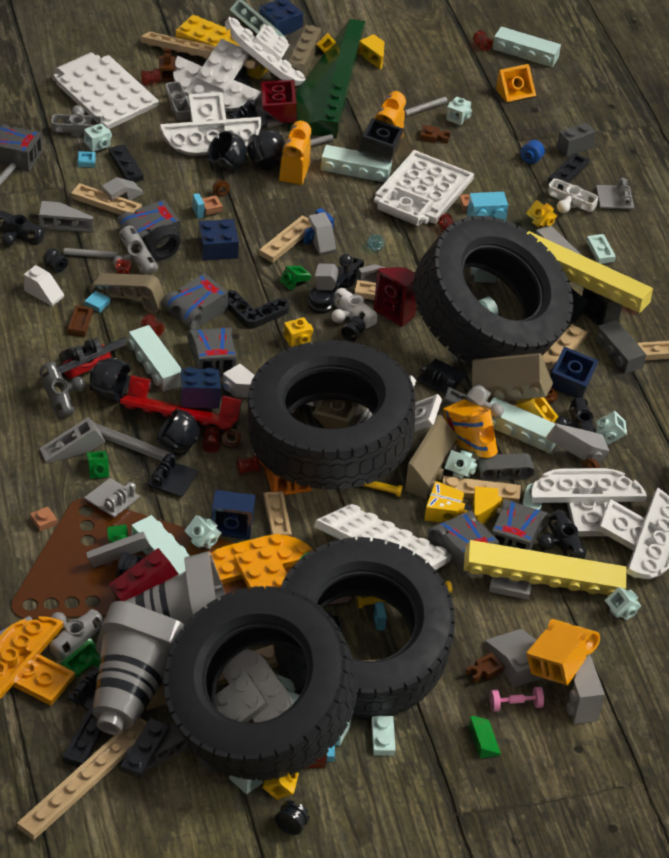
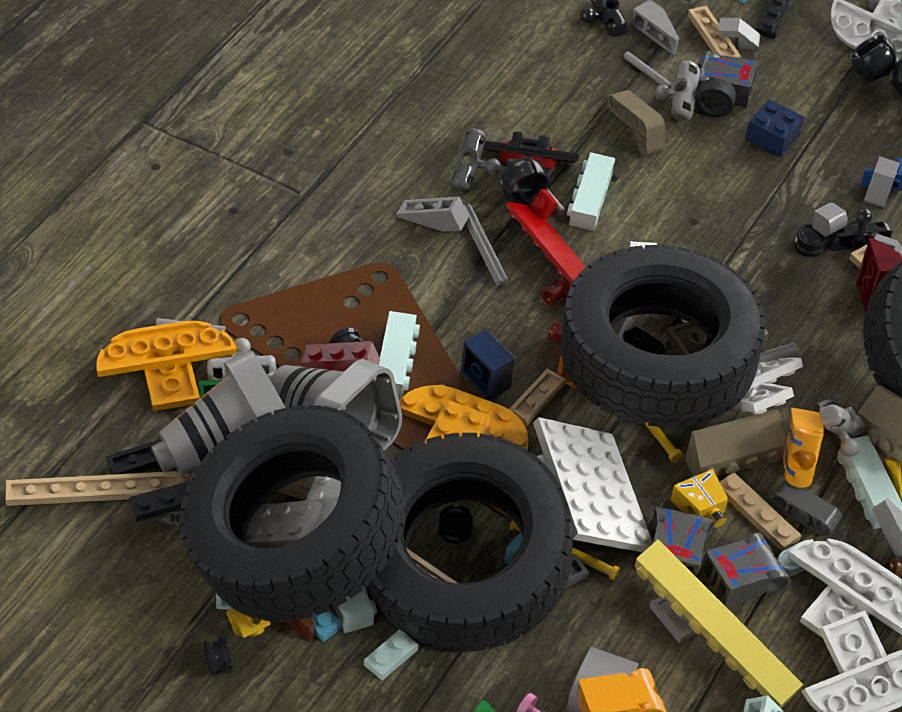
camera: 45 degrees right, 5 degrees up
(42, 285) = (568, 70): white slope -> none
(43, 518) = (335, 258): nougat plate -> none
(55, 260) = (606, 56): black wheel -> none
(80, 321) = (568, 120): reddish brown tile -> none
(97, 301) = (603, 113): medium azure tile -> none
(98, 464) = (432, 243): green bracket -> none
(113, 496) = (412, 280): light grey hinge -> none
(115, 550) = (364, 325): light grey tile -> none
(117, 532) = (372, 316): green bracket -> none
(125, 266) = (655, 101): clear red bush -> none
(156, 326) = (624, 163): clear red bush -> none
(172, 476) = (484, 299): black hinge -> none
(178, 433) = (526, 264): black piece -> none
(197, 302) = (686, 168): dark grey piece -> none
(198, 205) = (793, 88): medium azure tile -> none
(200, 388) = (594, 238): dark blue brick -> none
(203, 532) = (445, 361): light aqua brick -> none
(212, 205) = (807, 95): nougat plate -> none
(213, 348) = (650, 217): dark grey piece -> none
(218, 185) = (834, 81): reddish brown plate -> none
(252, 316) = (730, 210): black beam -> none
(285, 240) = (838, 167): tan plate -> none
(294, 274) = (809, 201): green bracket -> none
(297, 332) = (749, 253): yellow brick -> none
(350, 306) = (833, 267): white piece -> none
(353, 328) = (810, 284): black wheel -> none
(440, 376) = (845, 383): black hinge -> none
(456, 459) = (760, 472): light aqua brick -> none
(485, 503) = (738, 525): yellow slope -> none
(486, 666) = (560, 670): reddish brown plate -> none
(564, 535) = (792, 603): black piece -> none

